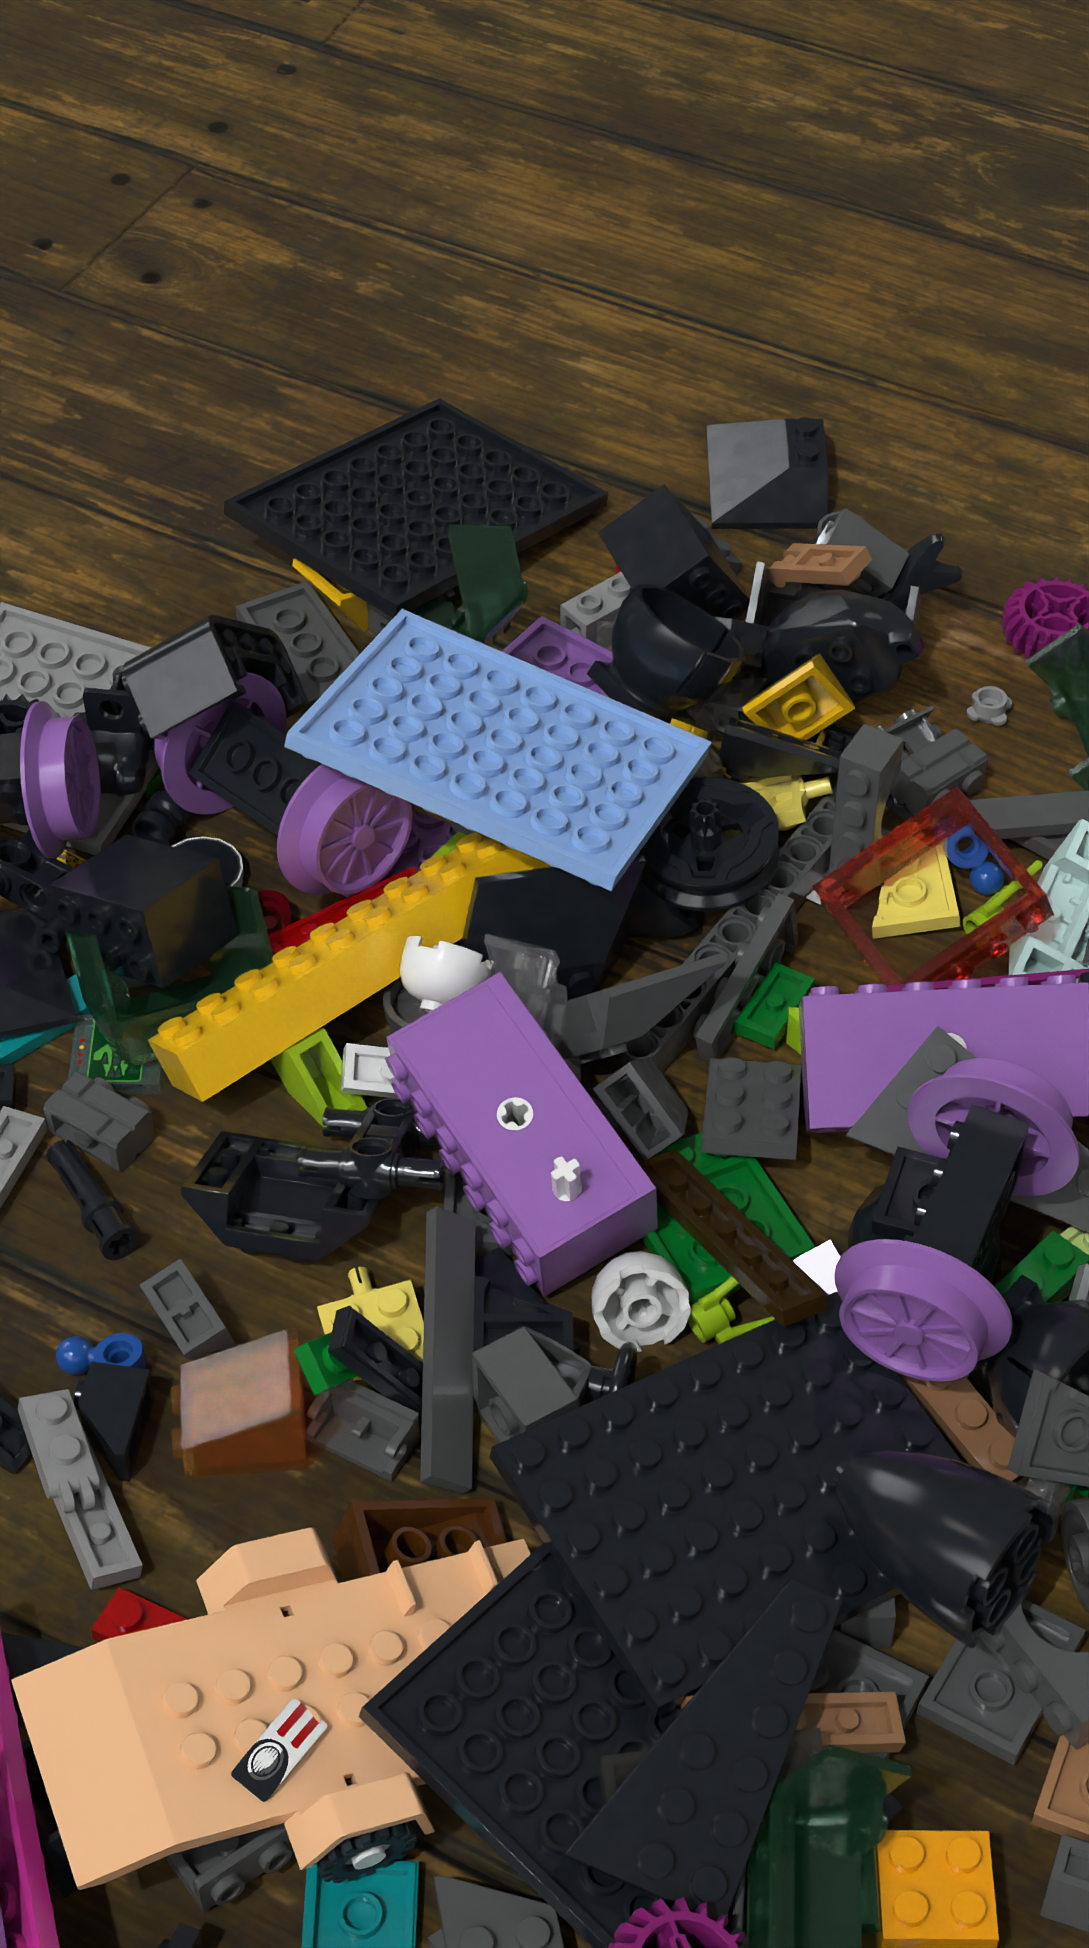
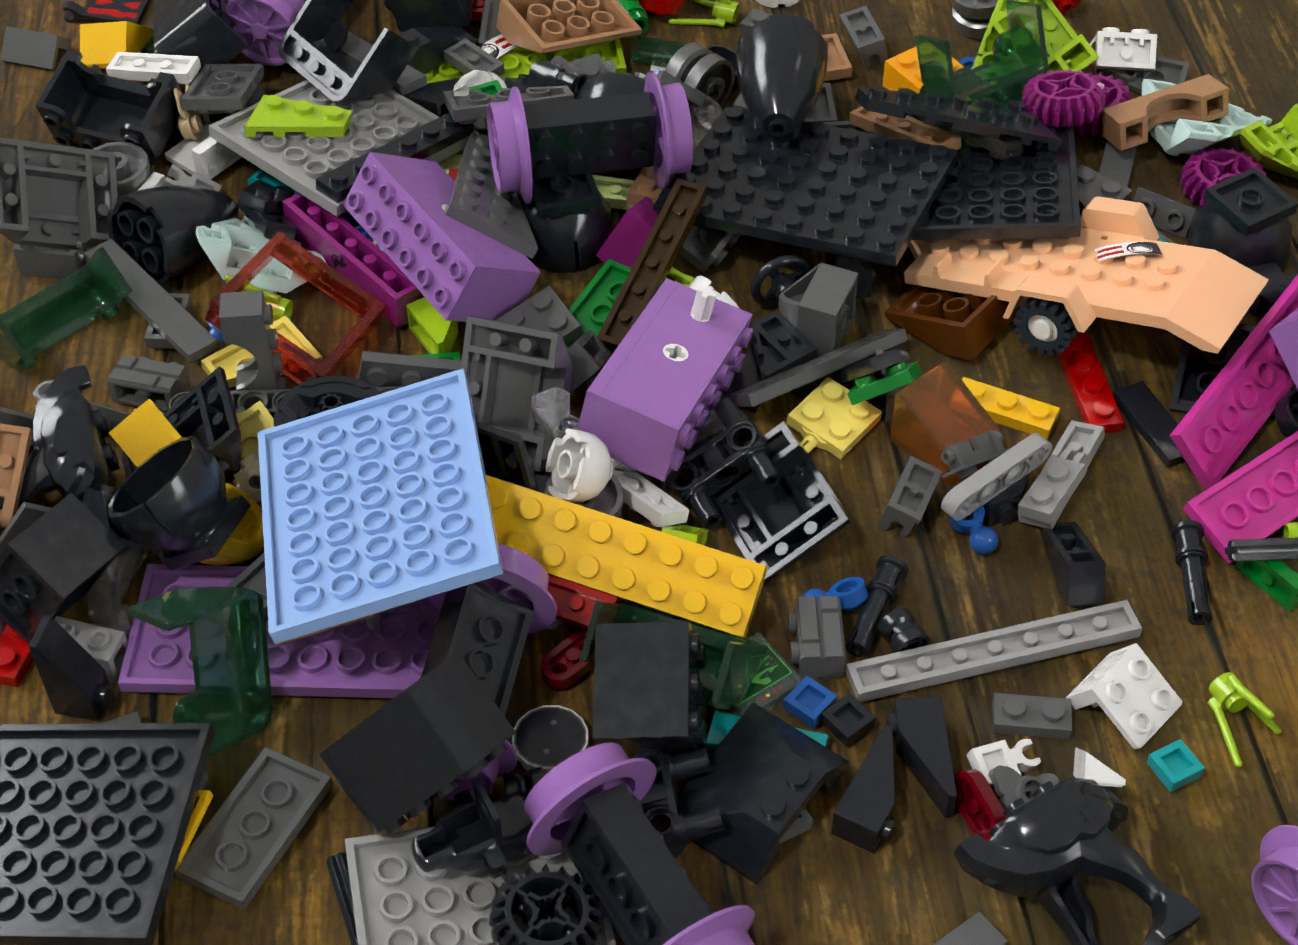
camera: 125 degrees left, 0 degrees up
(32, 1192) = (901, 630): none -> black wheel
(39, 1072) = (809, 701): none -> blue plate
(108, 1372) = (996, 476): none -> light grey beam
(130, 1177) = (850, 590): none -> blue plate
(158, 1400) = (964, 460): none -> dark grey hinge
(262, 1513) = (1014, 409): none -> yellow plate
(561, 562) = (69, 673): none -> black slope

